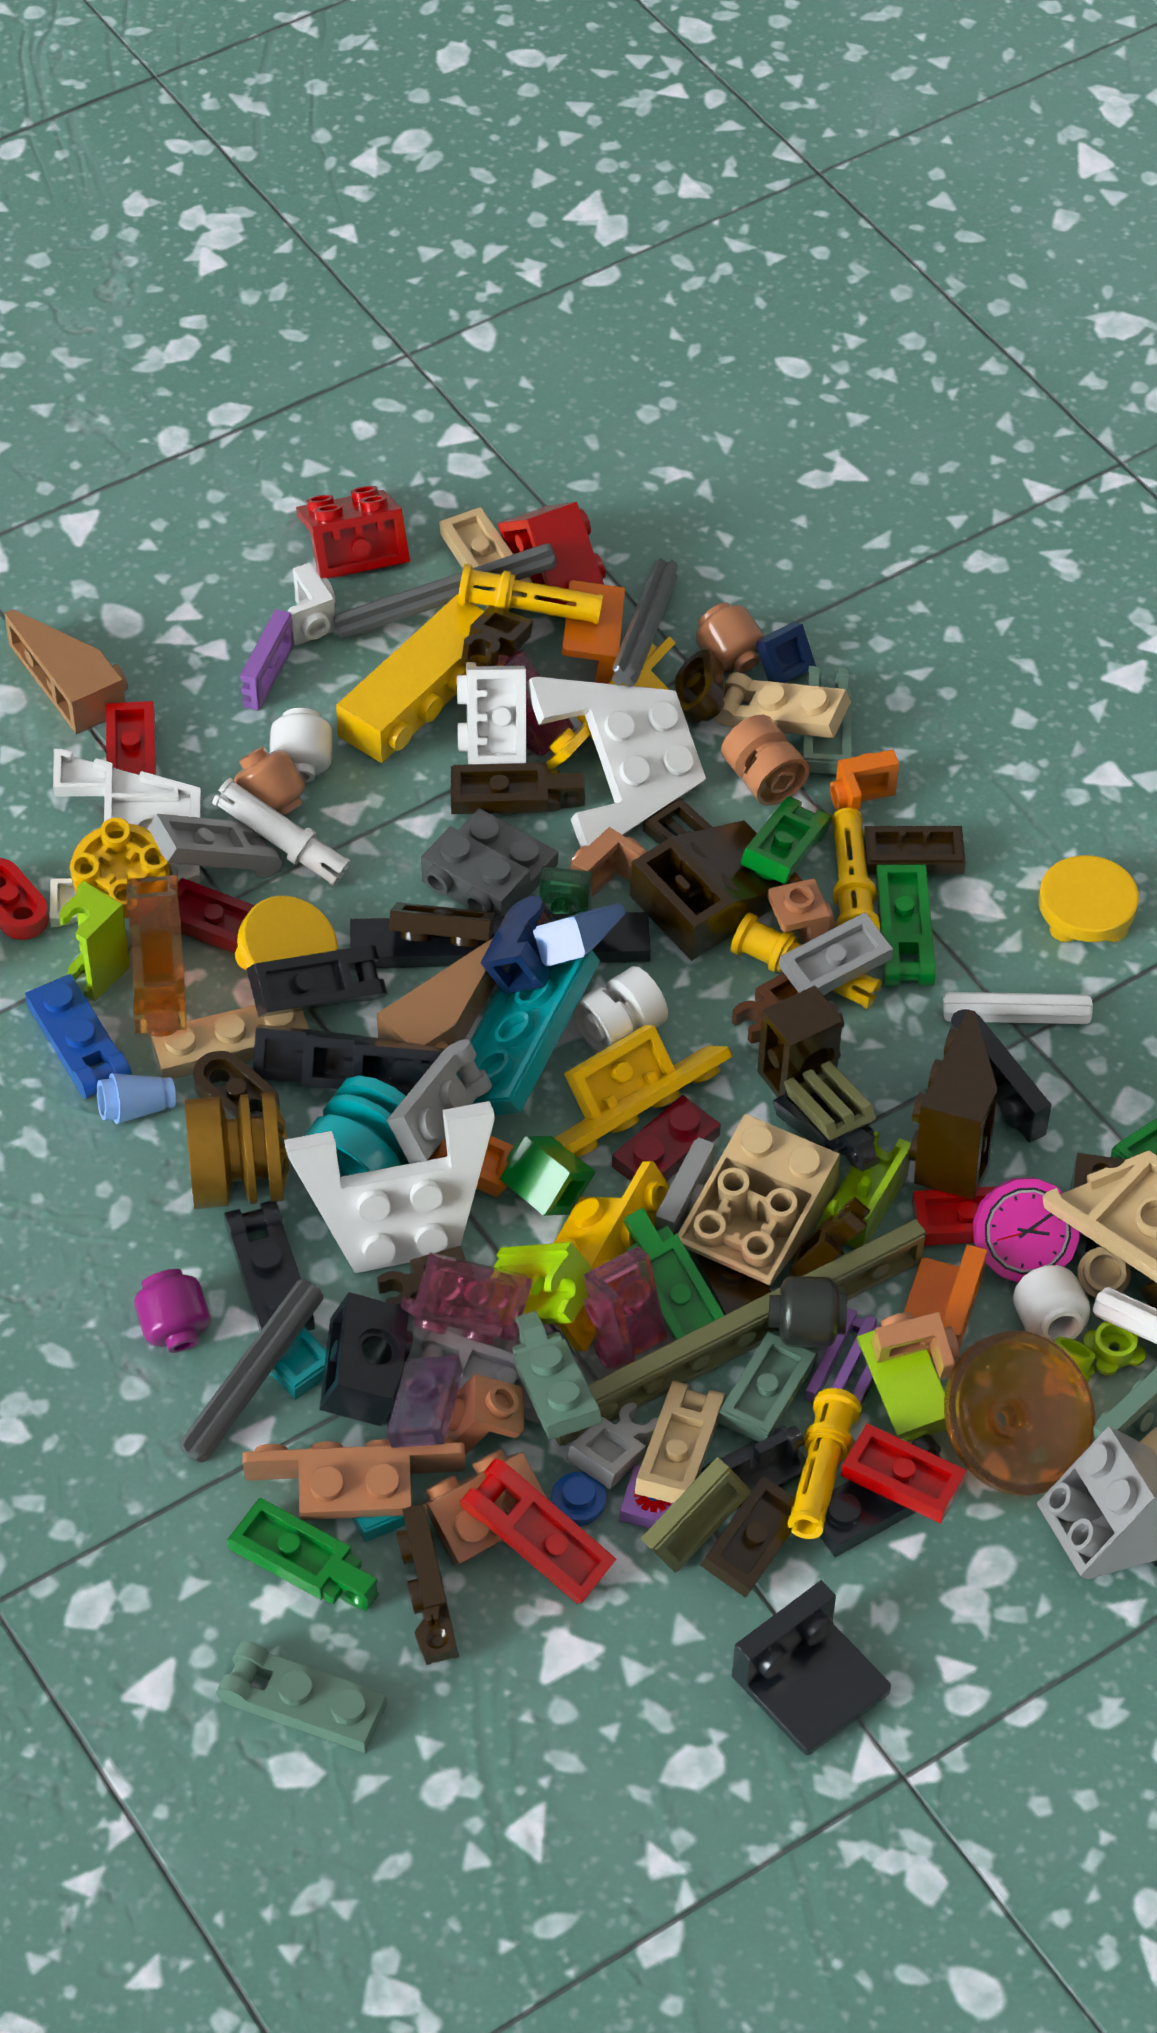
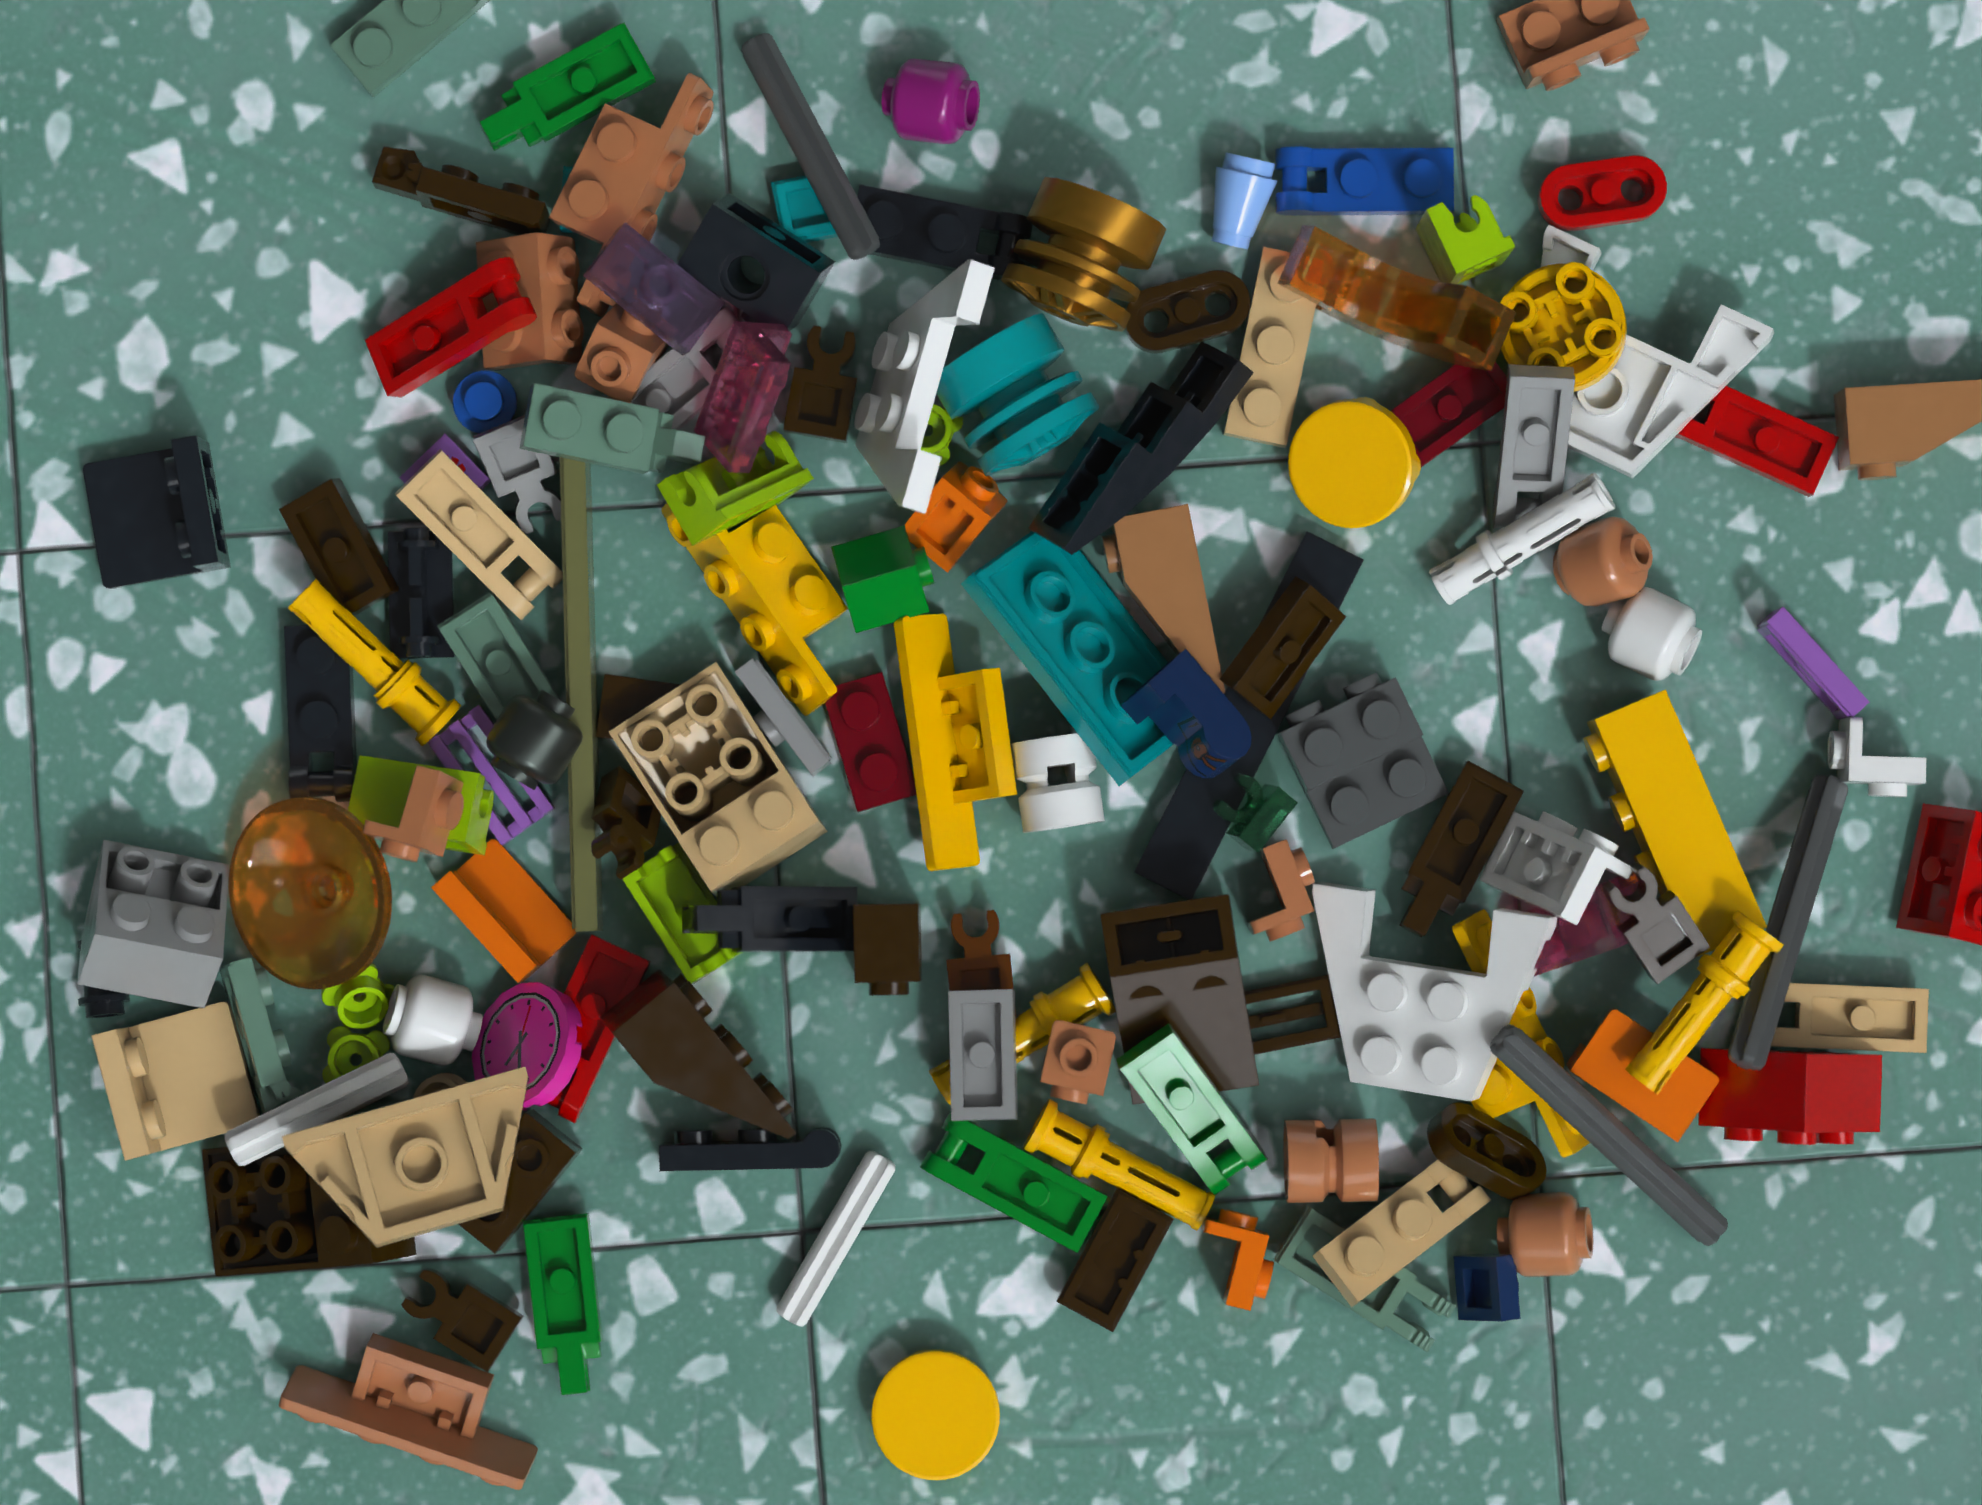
camera: 125 degrees right, 35 degrees up
(315, 981) = (1273, 464): black plate -> none
(419, 1117) = (1000, 489): light grey plate -> none
(576, 934) = (1153, 762): slope -> none
(624, 1308) = (656, 553): clear pink bracket -> none
(681, 1289) = (671, 633): green hinge -> none
(696, 1515) = (378, 495): olive tile -> none
(845, 1090) = (837, 930): olive tile -> none
(903, 1473) = (304, 728): red plate -> none

